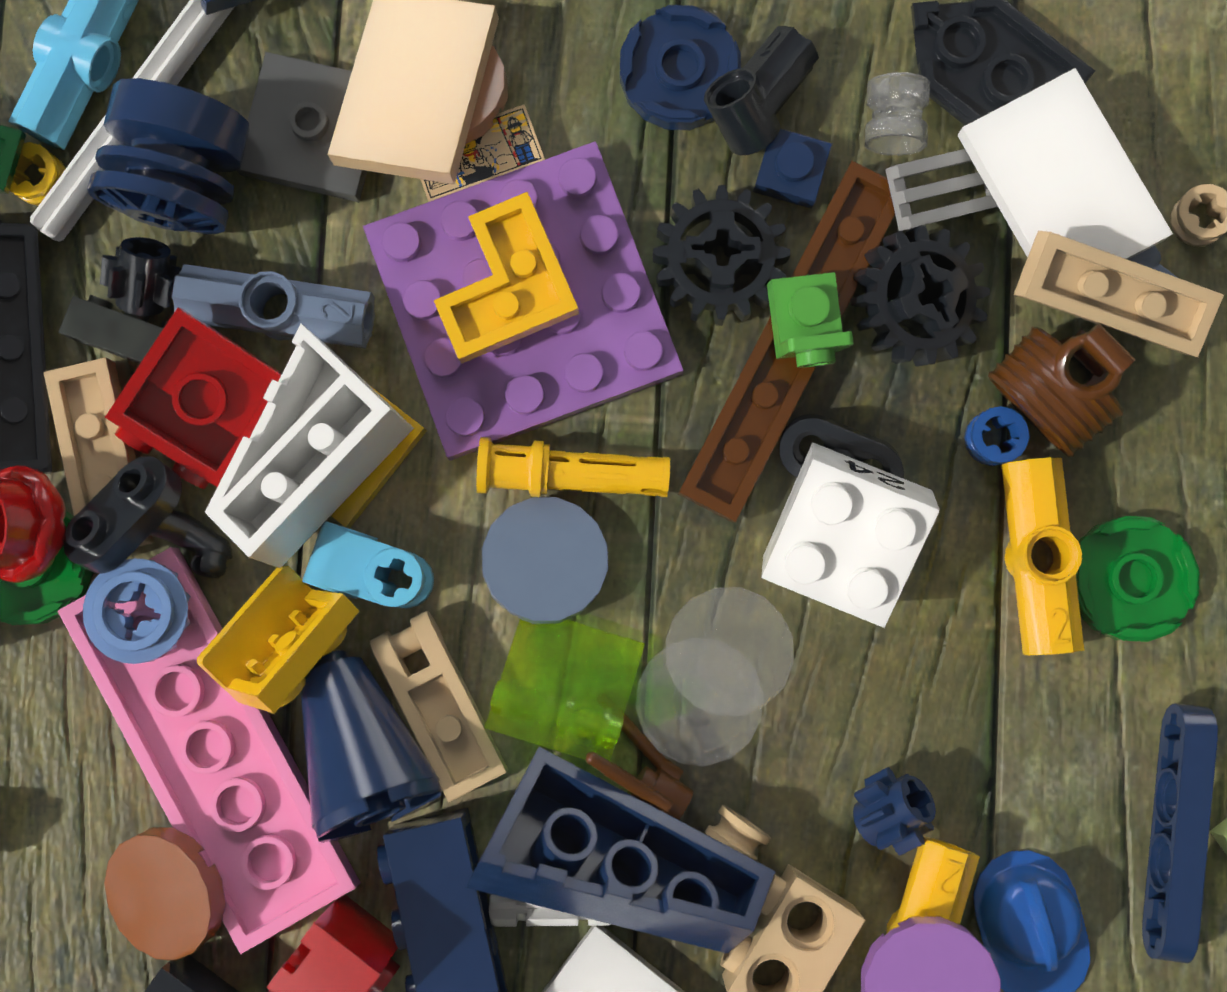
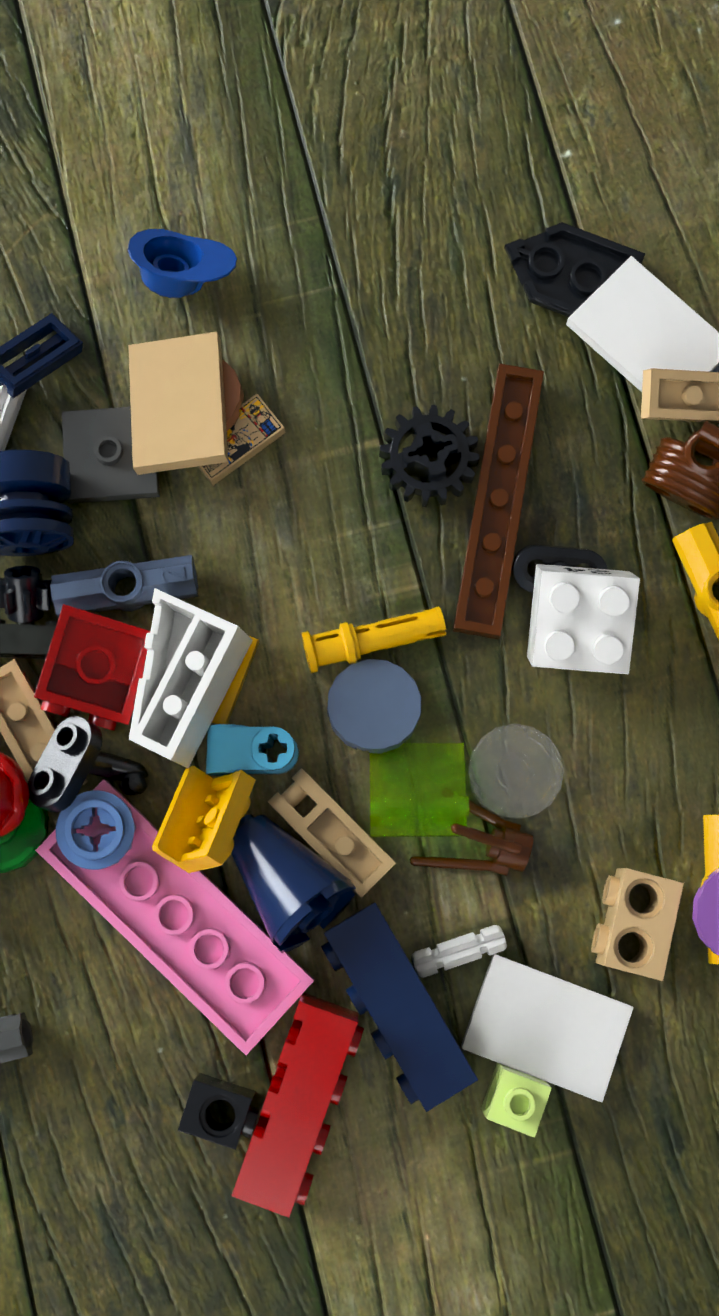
camera: 20 degrees left, 5 degrees down
(164, 893) = (176, 1029): tile -> none
(523, 292) = (300, 520): yellow plate -> none
(565, 369) = (299, 530): medium lavender plate -> none
(618, 861) = (497, 897): dark blue wedge -> none
(673, 62) = (357, 336): dark blue tile -> none
(729, 651) = (525, 728): clear tile -> none
(738, 832) = (574, 856): tan bush -> none
(749, 98) = (414, 342): black piece -> none
(793, 168) = (458, 381): dark blue plate -> none
(807, 319) = (504, 480): bright green bracket -> none
(894, 811) = (678, 803): dark blue gear -> none
(897, 113) = (519, 322): clear wheel -> none
(902, 196) = (542, 377): light grey tile -> none
(948, 293) = (570, 420): black gear -> none
(1001, 418) = (661, 508): blue bush -> none

